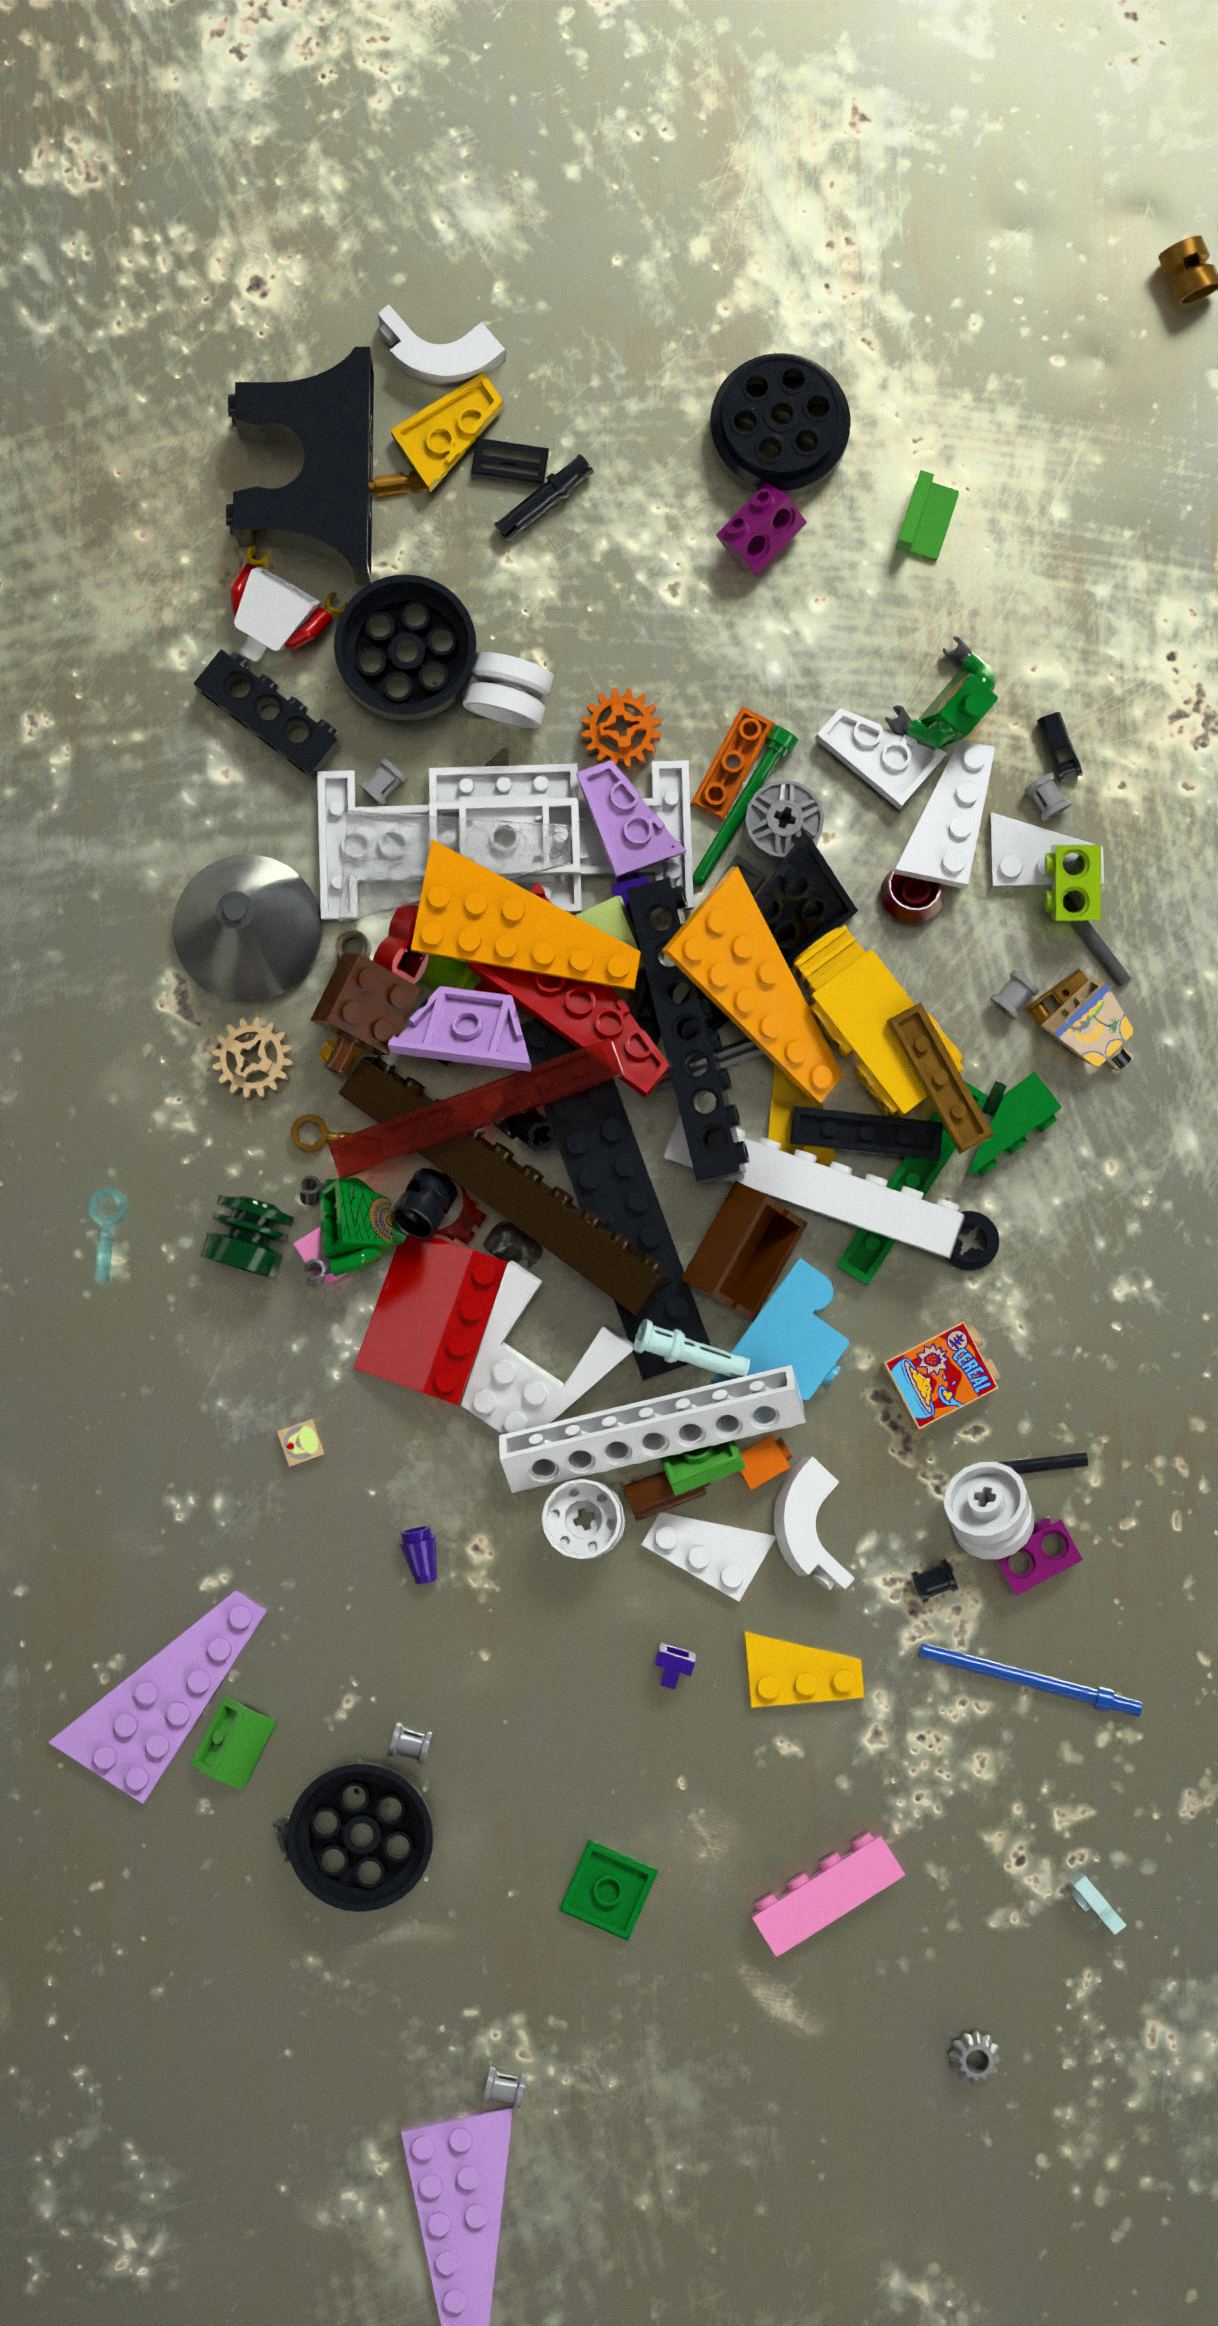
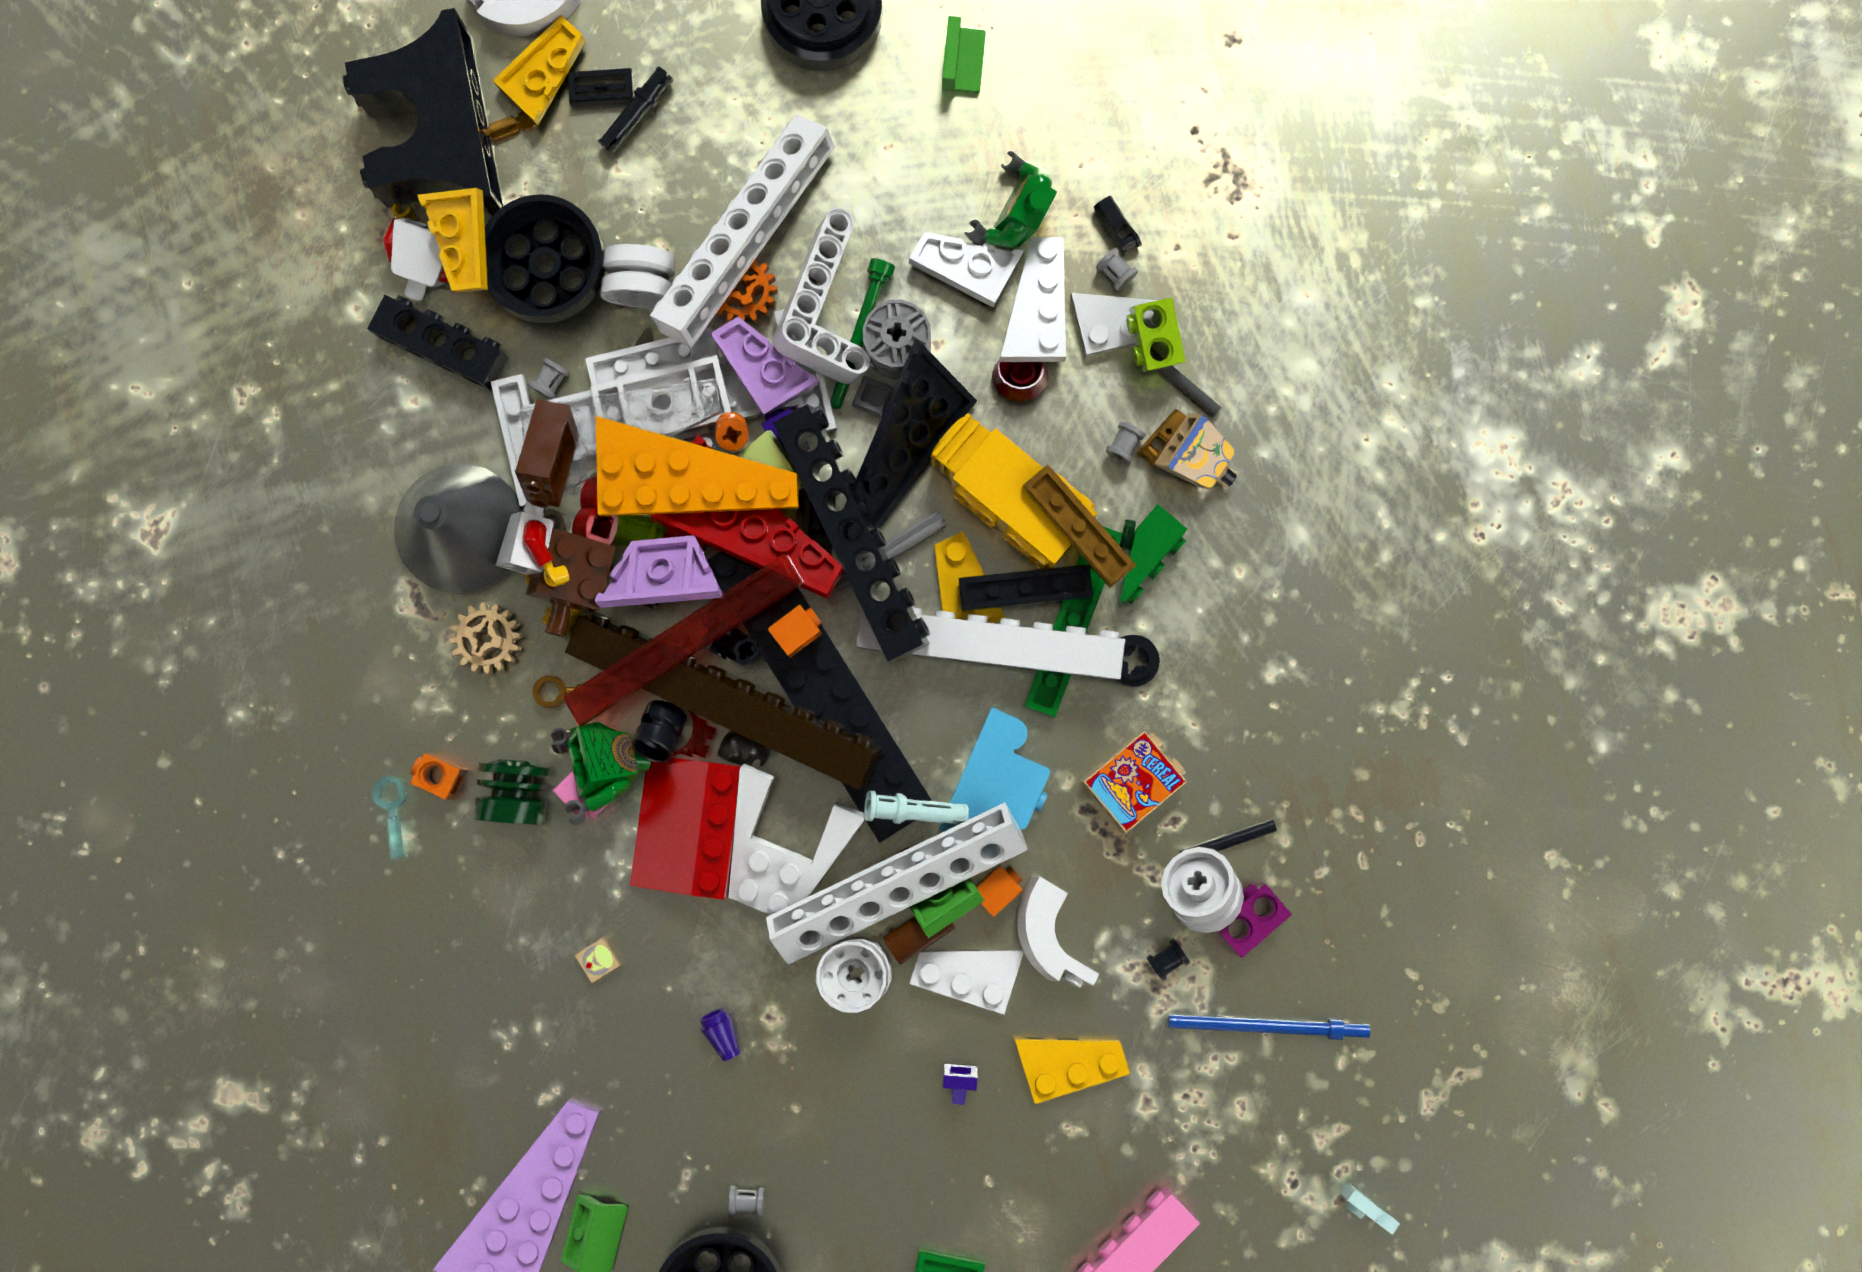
camera: 10 degrees left, 0 degrees up
(178, 1211) = (452, 776): none -> orange brick
(323, 603) = (459, 229): none -> yellow wing
(326, 967) = (527, 546): none -> torso
(373, 872) = (547, 453): none -> reddish brown window
(576, 878) = (731, 423): none -> orange wheel
(603, 1124) = (796, 630): none -> orange brick
(660, 657) = (742, 231): none -> white brick
(699, 759) = (812, 298): none -> white beam
(723, 783) = (848, 281): orange tile -> none
(743, 972) = (887, 470): light orange wing -> none
(744, 1251) = (942, 711): reddish brown piece -> none
(761, 528) = (825, 92): magenta brick -> none

